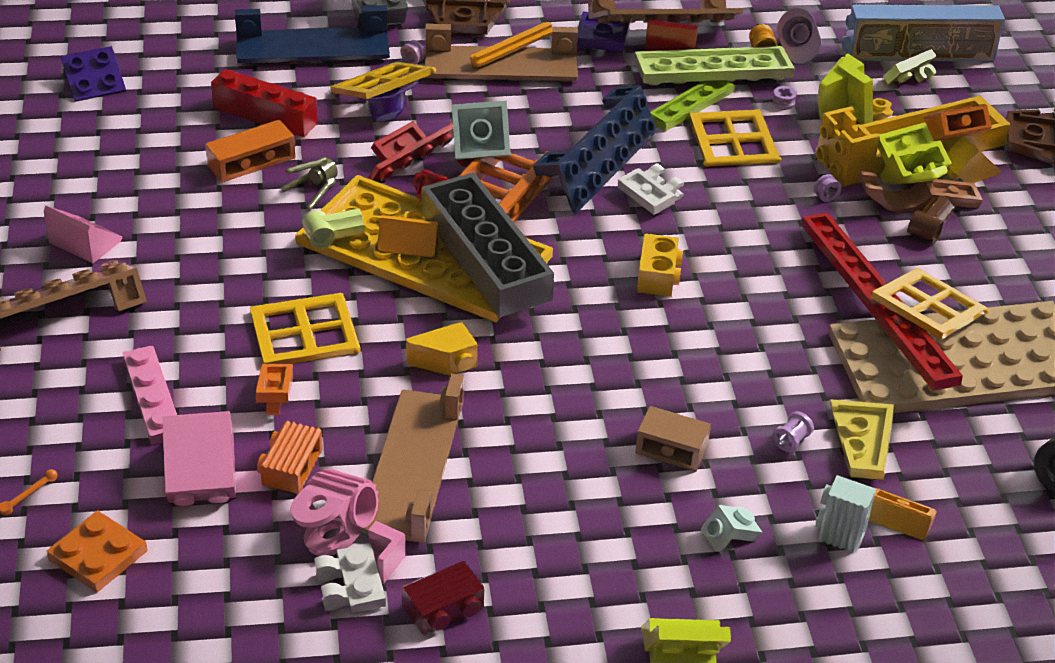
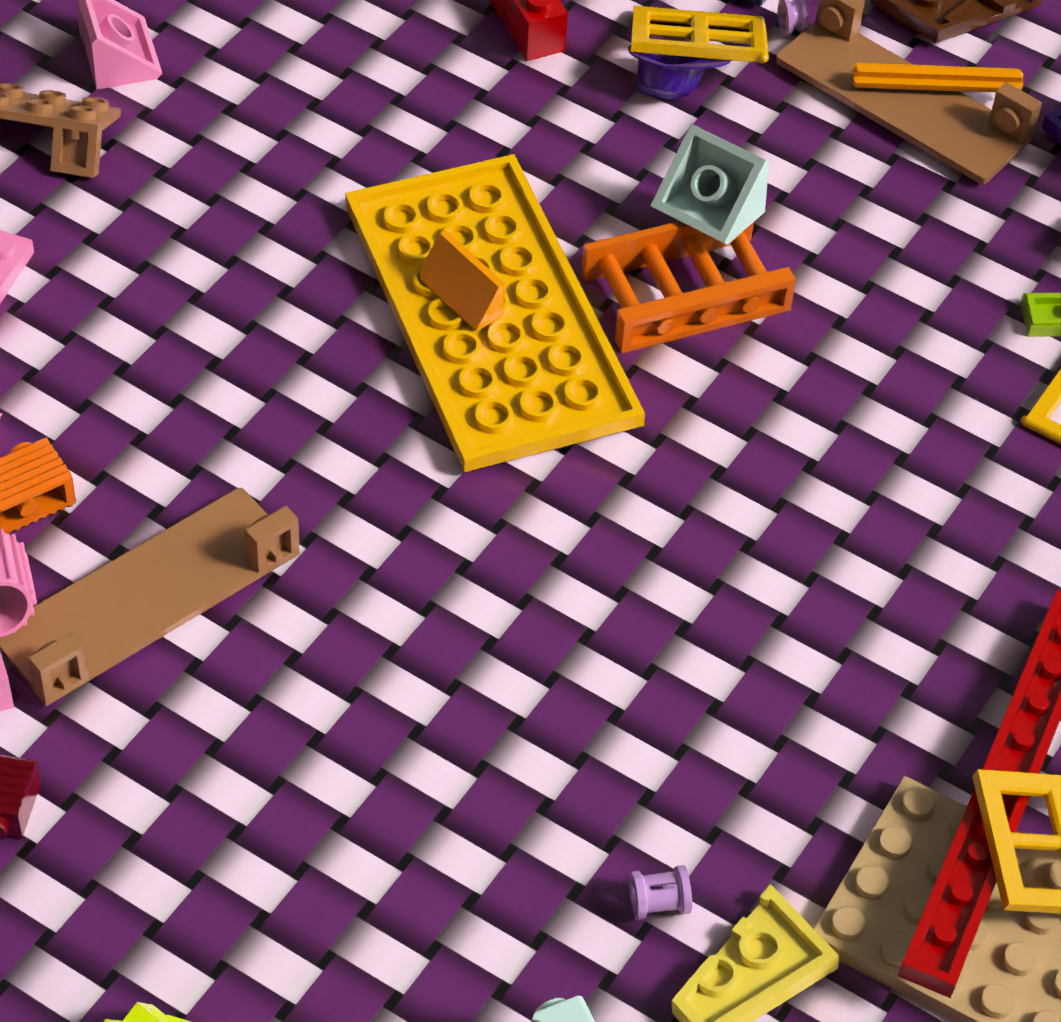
camera: 40 degrees right, 10 degrees up
(250, 151) = (424, 42): orange brick -> none
(274, 386) = (98, 381): orange plate -> none
(304, 329) = (205, 364): yellow window -> none
(321, 172) = (478, 123): olive plant -> none
(324, 228) = (374, 204): yellowish green piece -> none
(404, 146) = (610, 150): red bracket -> none
(426, 178) = (576, 225): red connector -> none
(443, 350) = (348, 467): yellow slope -> none
(488, 245) = (535, 355): dark grey brick -> none
(603, 149) = (877, 308): dark blue bracket -> none
(649, 190) = (879, 411): white plate -> none
(658, 264) = (762, 529): yellow brick -> none
(673, 438) = (489, 786): medium nougat brick -> none
(728, 524) = (422, 960): light aqua bracket -> none

